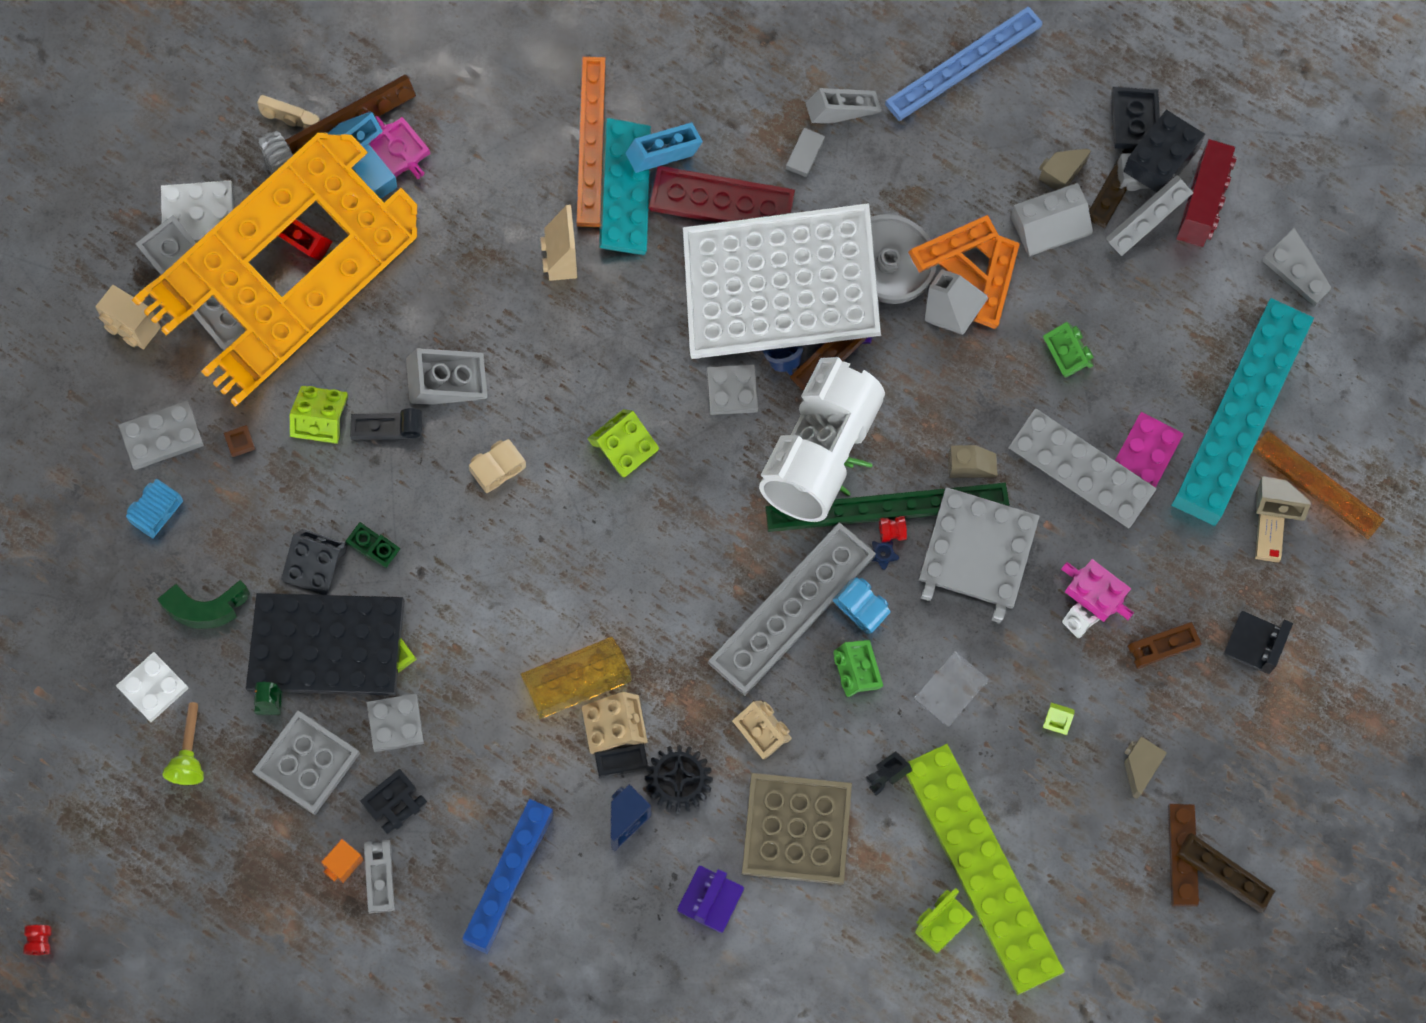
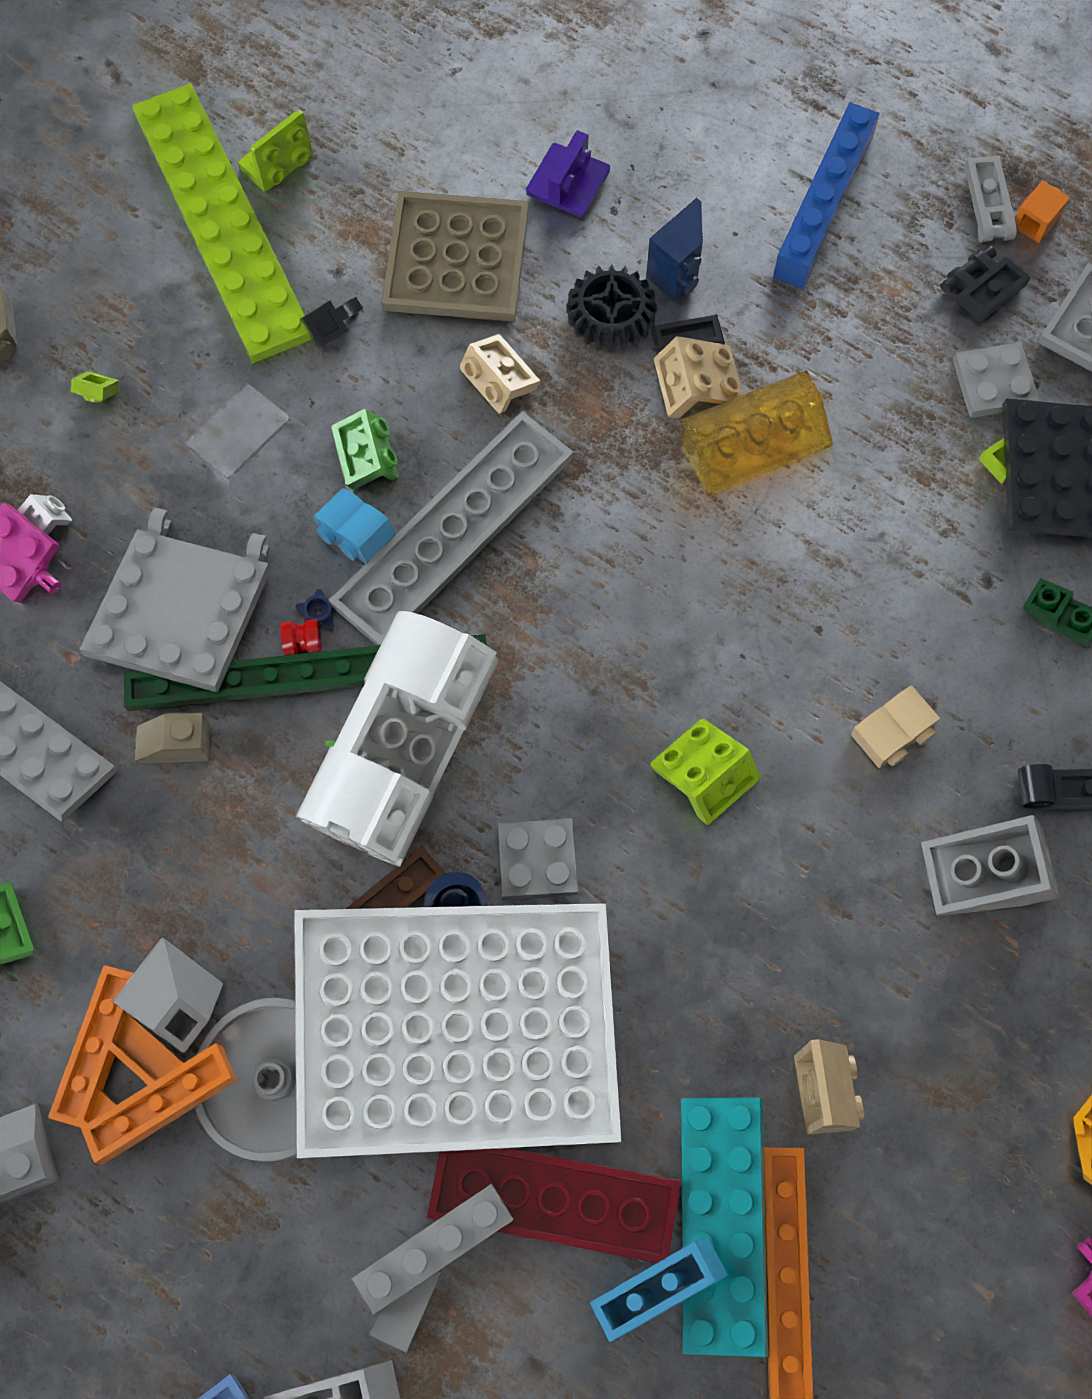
camera: 175 degrees left, 0 degrees up
(790, 173) = (432, 1249): none -> light grey plate

